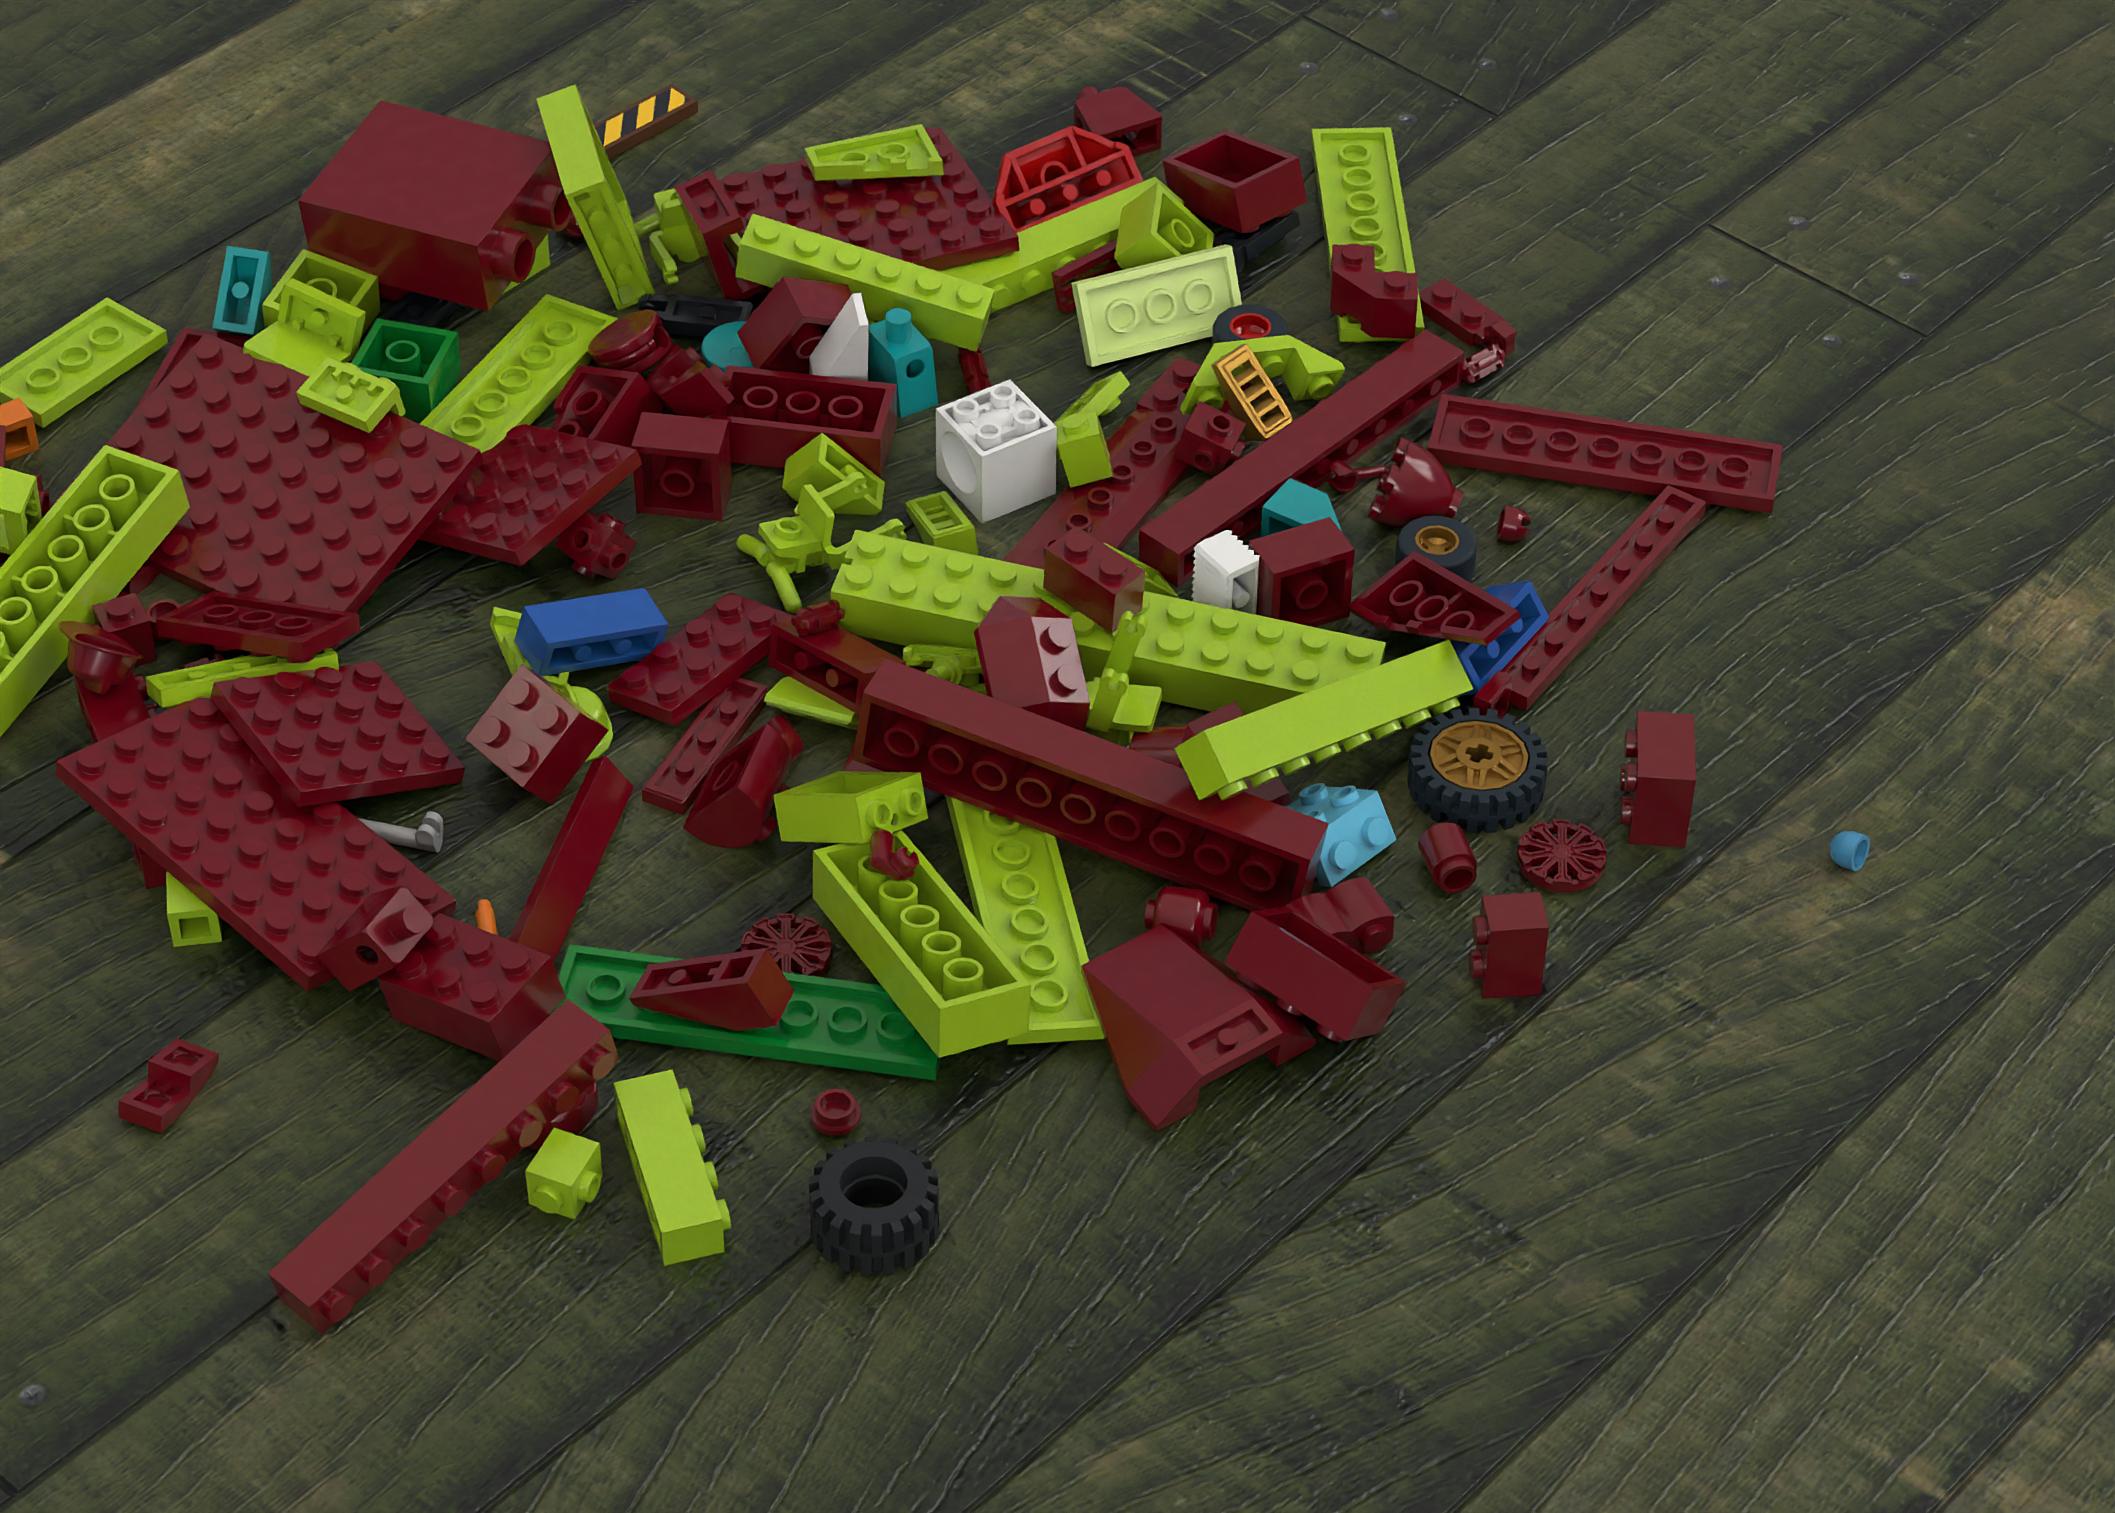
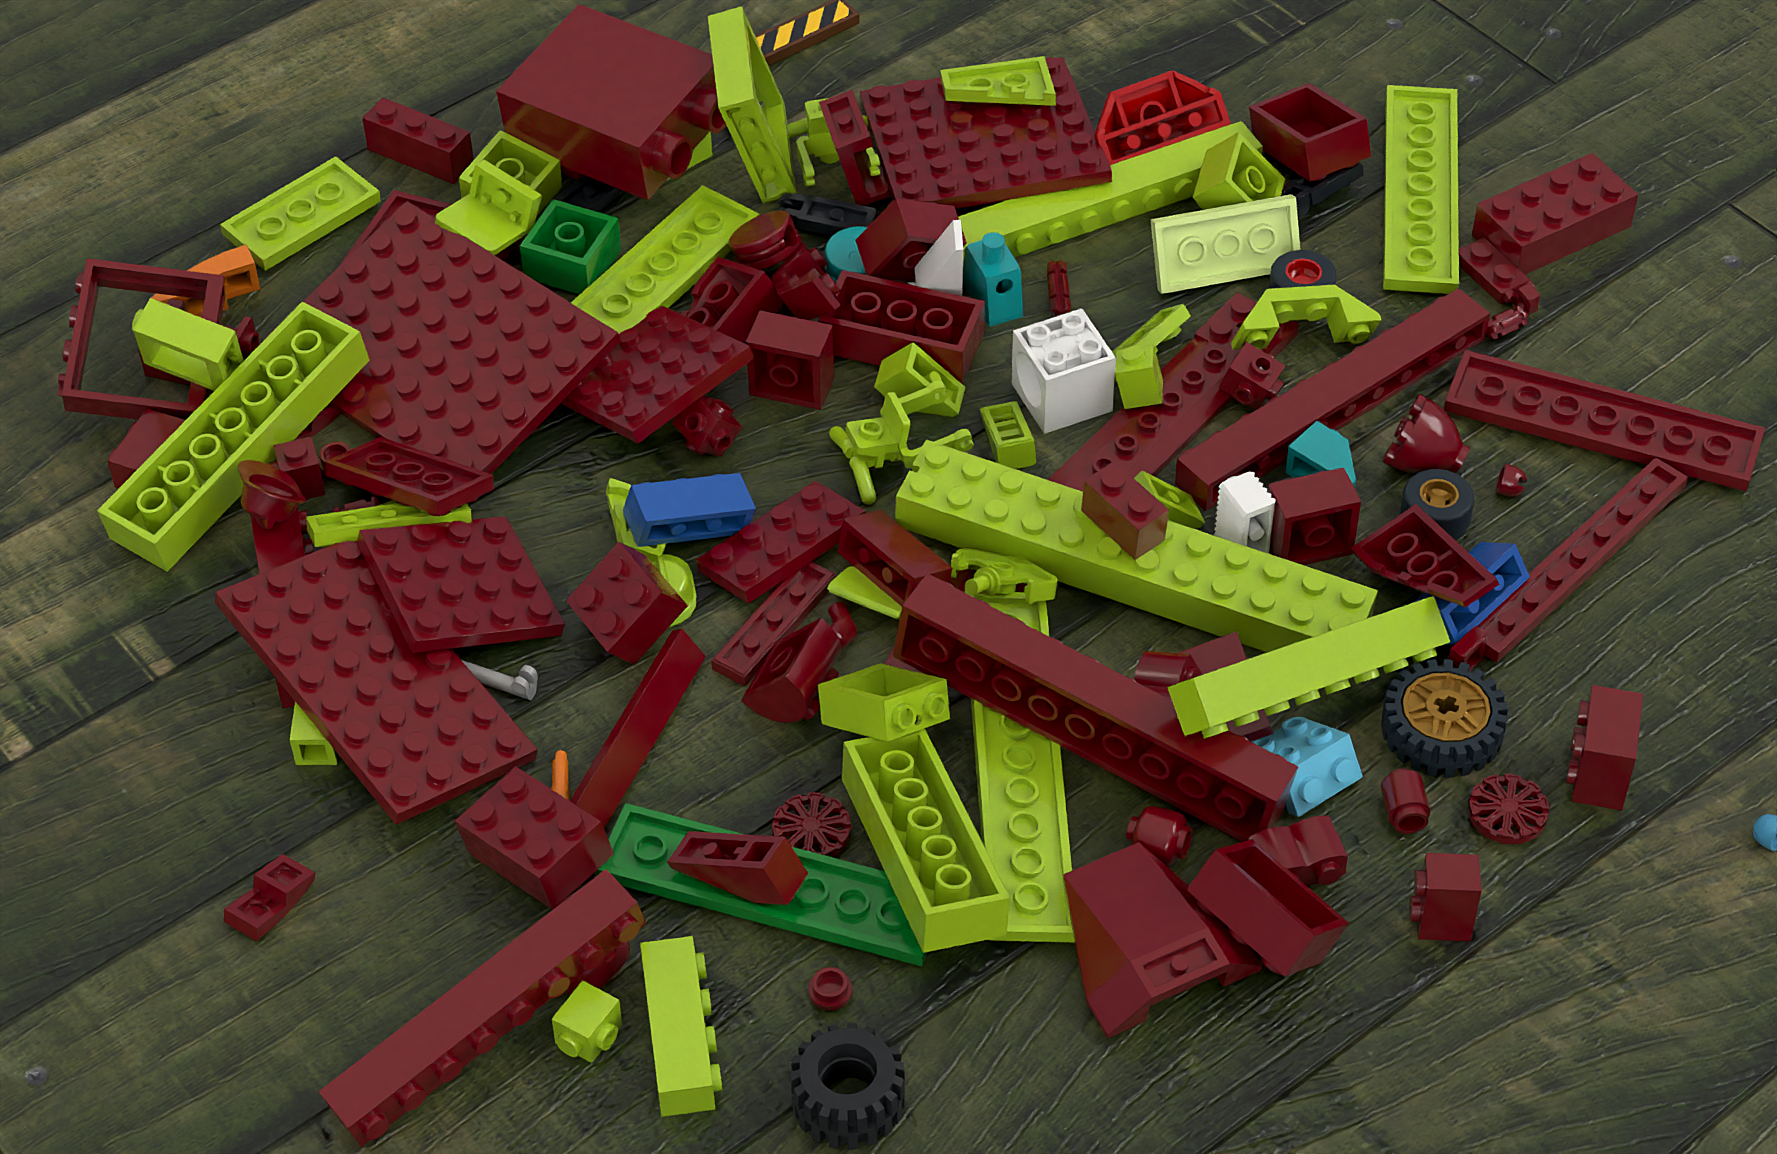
camera: 10 degrees right, 5 degrees up
(180, 267) = (418, 140): none -> dark red brick
(242, 290) = (445, 162): teal slope -> none
(350, 394) = (515, 272): lime bracket -> none
(385, 922) = (465, 781): dark red torso -> none
(818, 617) = (882, 518): dark red piece -> none
(883, 859) = (904, 761): dark red arm -> none
(938, 302) = (981, 205): lime brick -> none
(1033, 659) = (1059, 584): dark red wedge -> none
(1081, 267) = (1166, 202): dark red tile -> none
(1115, 705) = (1127, 628): lime piece -> none
(1120, 118) = (1217, 63): dark red torso -> none
(1270, 402) = (1310, 347): pearl gold slope -> none
(1347, 478) = (1369, 421): dark red hand -> none
(1378, 300) = (1419, 257): dark red brick -> none
(1521, 246) = (1556, 213): none -> dark red brick

